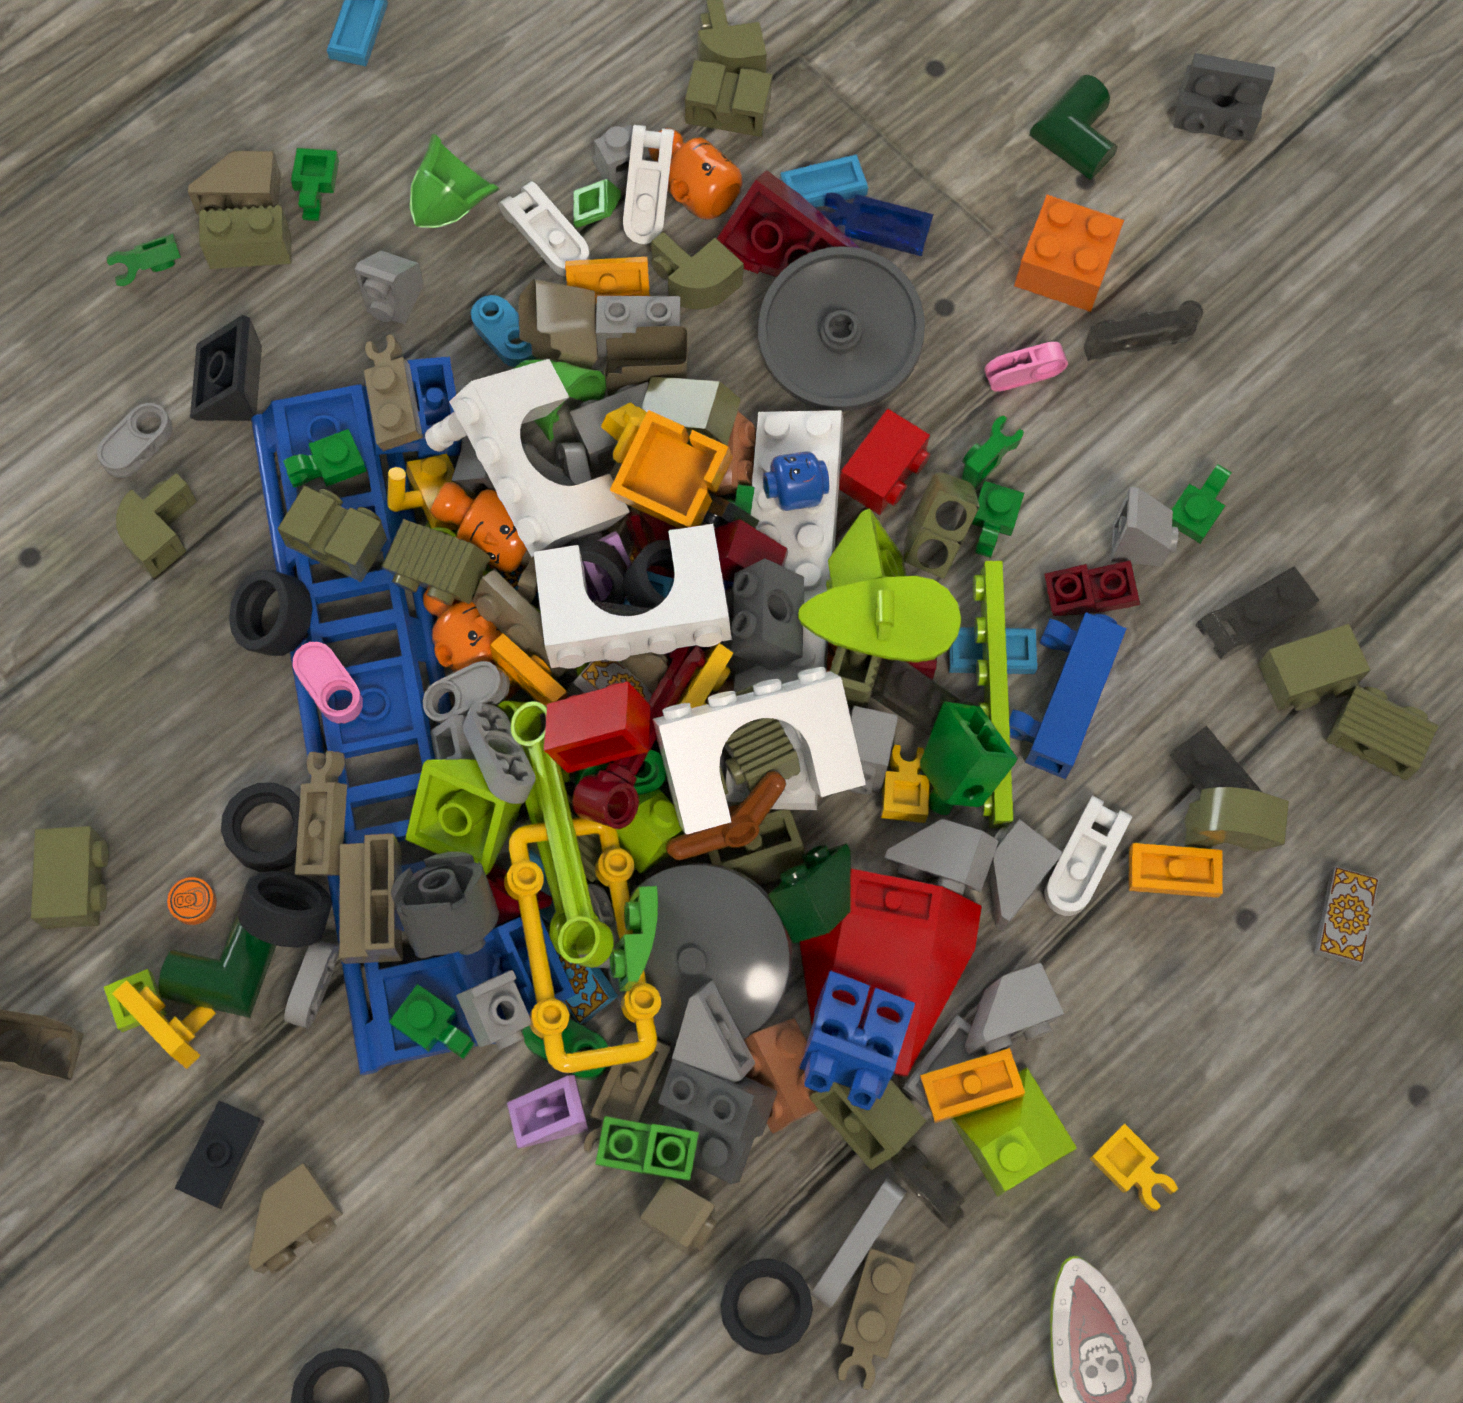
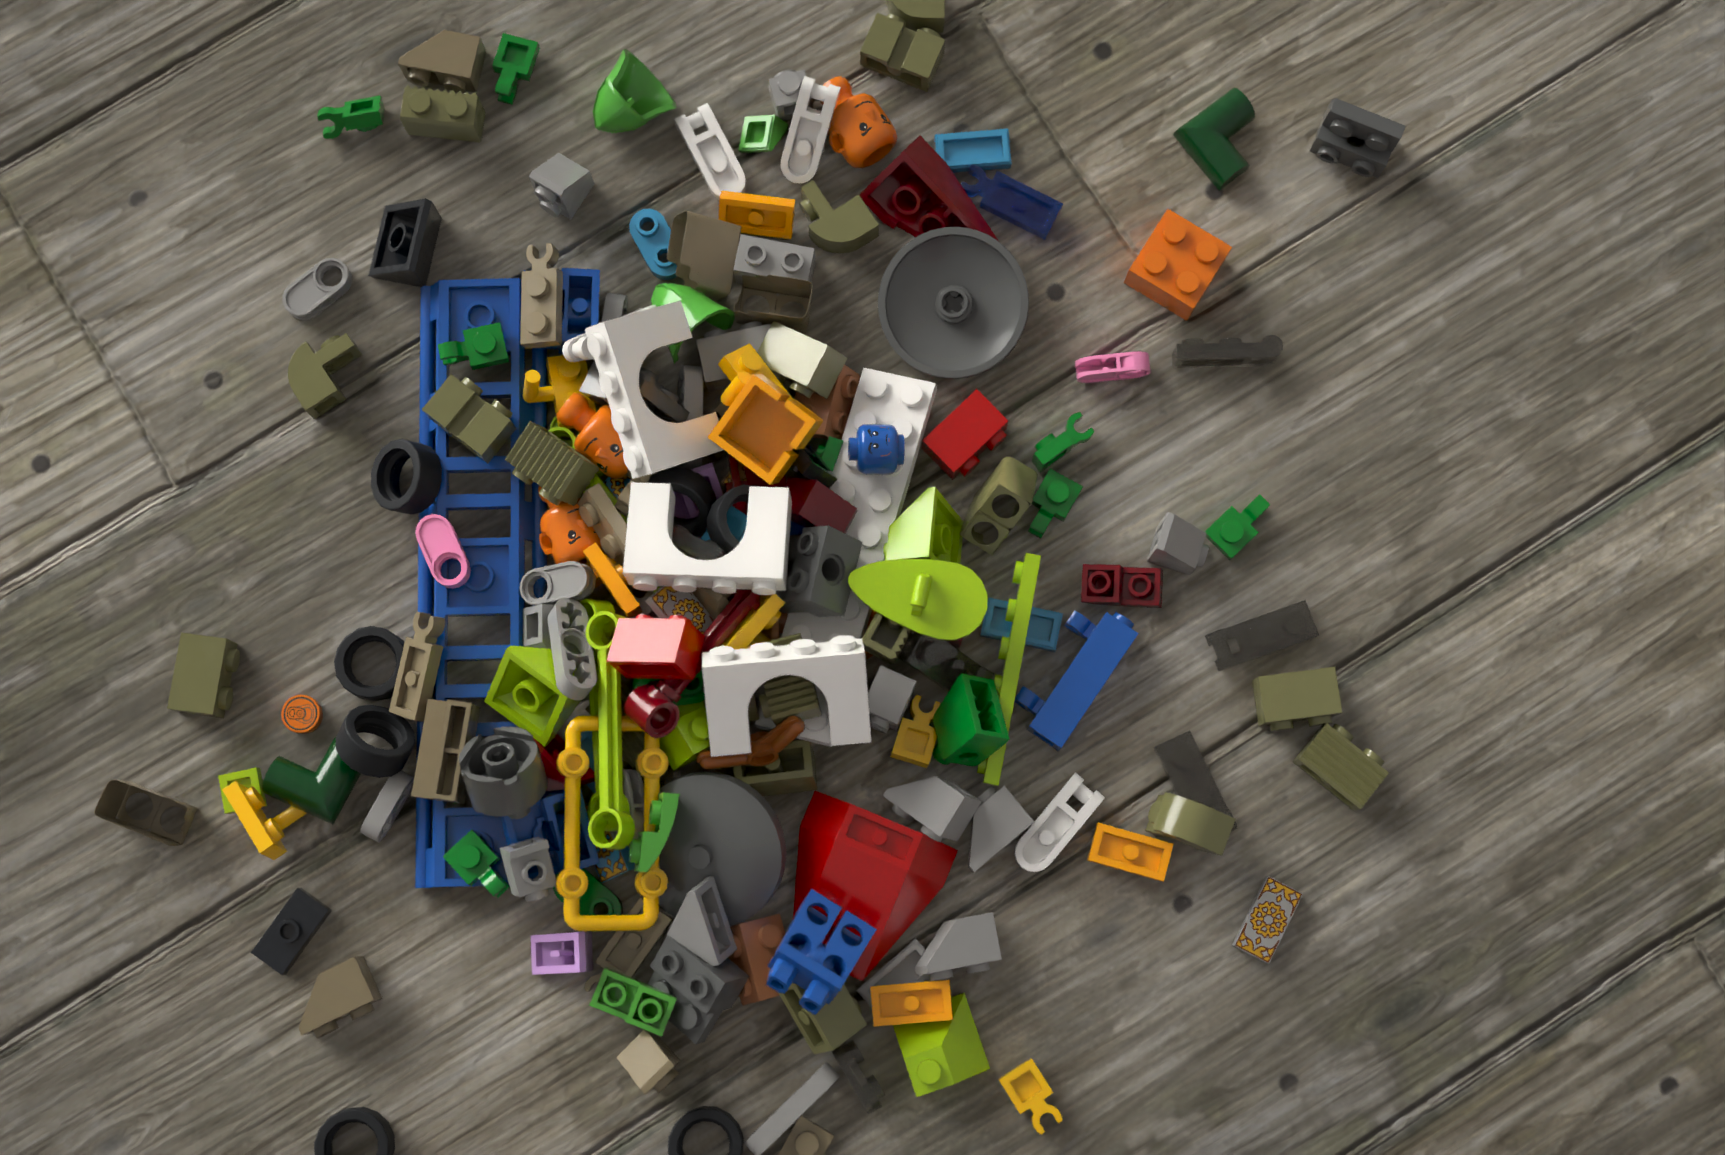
camera: 15 degrees right, 10 degrees up
(815, 893) = (815, 819): dark green slope -> none

